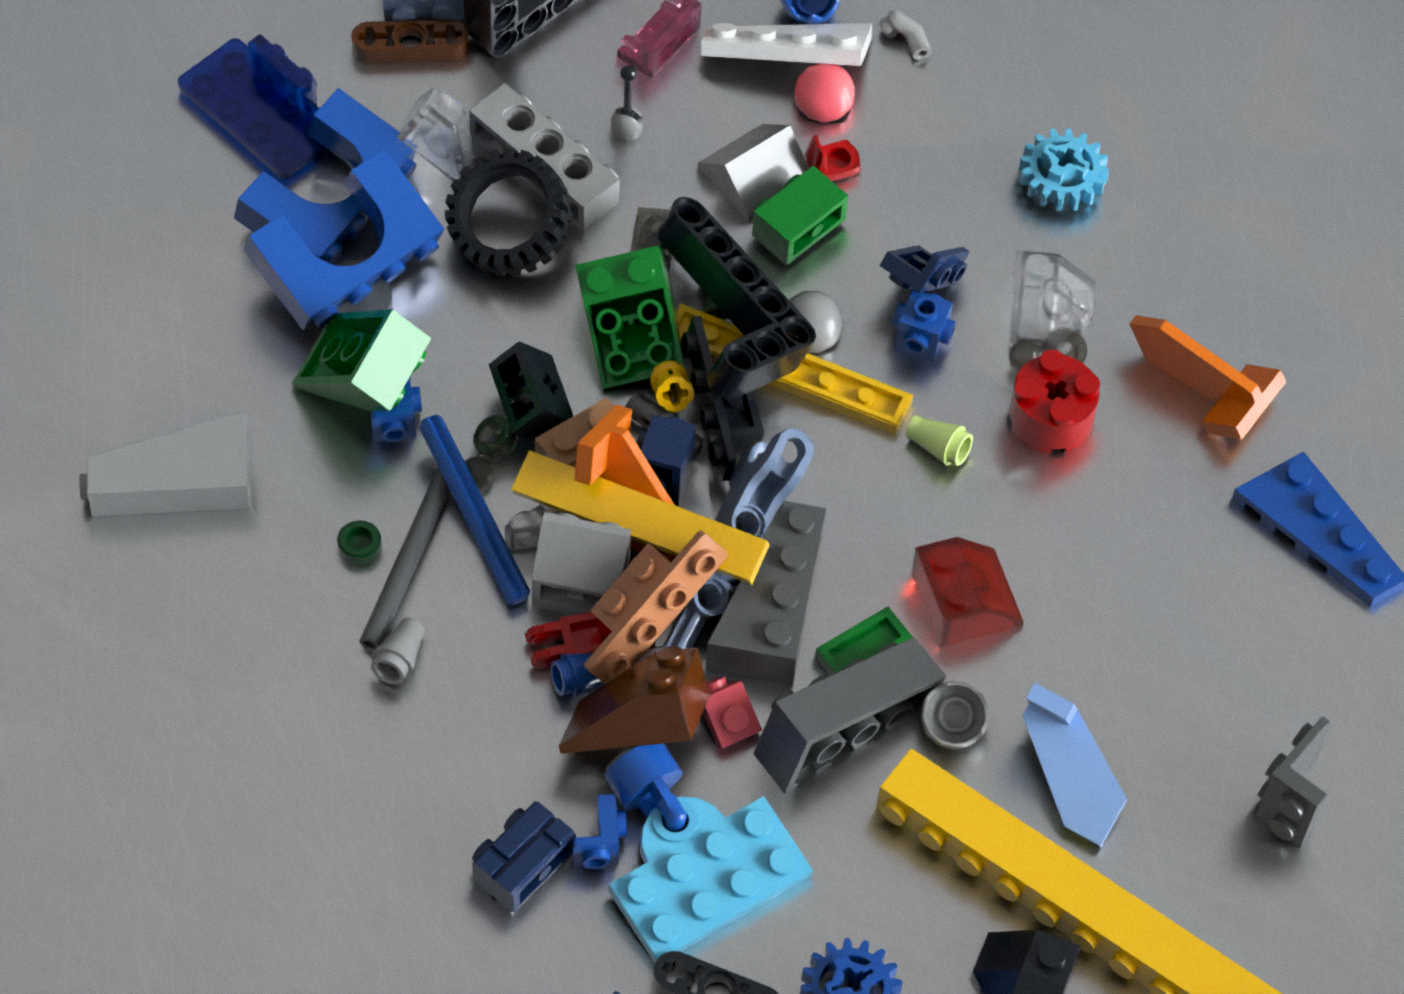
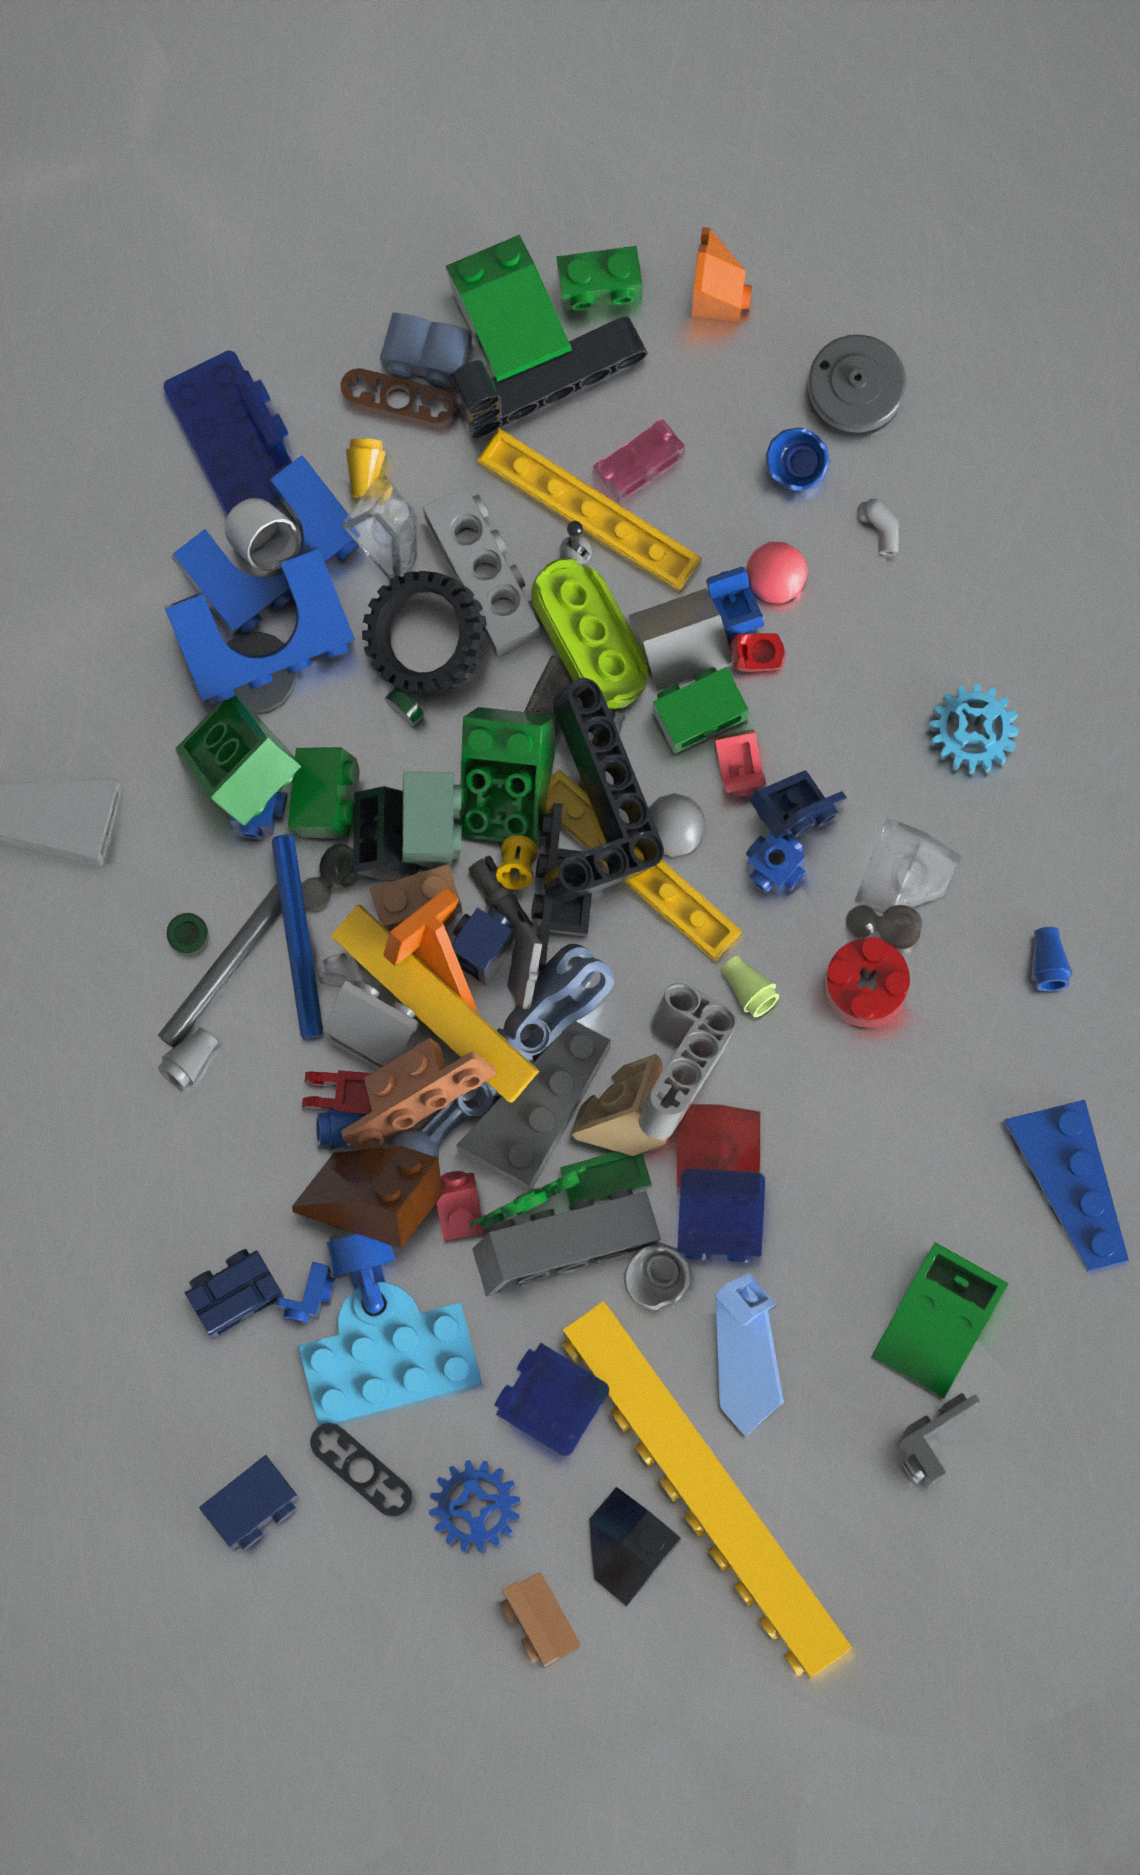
camera: 25 degrees right, 20 degrees up
(306, 169) = (252, 526): none -> white helmet
(396, 95) = (364, 464): none -> yellow cone
(456, 376) = (323, 792): none -> green brick
(509, 286) = (404, 706): none -> dark green tile
(574, 358) = (427, 819): none -> sand green slope
(602, 83) = (599, 515): none -> yellow tile
(664, 172) = (590, 630): none -> lime tile
(715, 466) = (524, 965): none -> light grey piece
(790, 110) = (735, 601): none -> blue bracket
(793, 43) = (772, 513): white wing -> none
(801, 666) = (529, 1200): none -> green plant
(853, 251) = (739, 762): none -> coral bracket
(869, 576) = (614, 1117): none -> tan slope
(893, 856) = (551, 1400): none -> clear blue bracket
(913, 487) = (703, 1031): none -> light grey beam
(999, 636) = (721, 1214): none -> clear blue bracket
(1219, 339) = (1050, 963): none -> blue cone
(1238, 395) = (1048, 1027): orange piece -> none
(1251, 676) = (939, 1320): none -> green slope

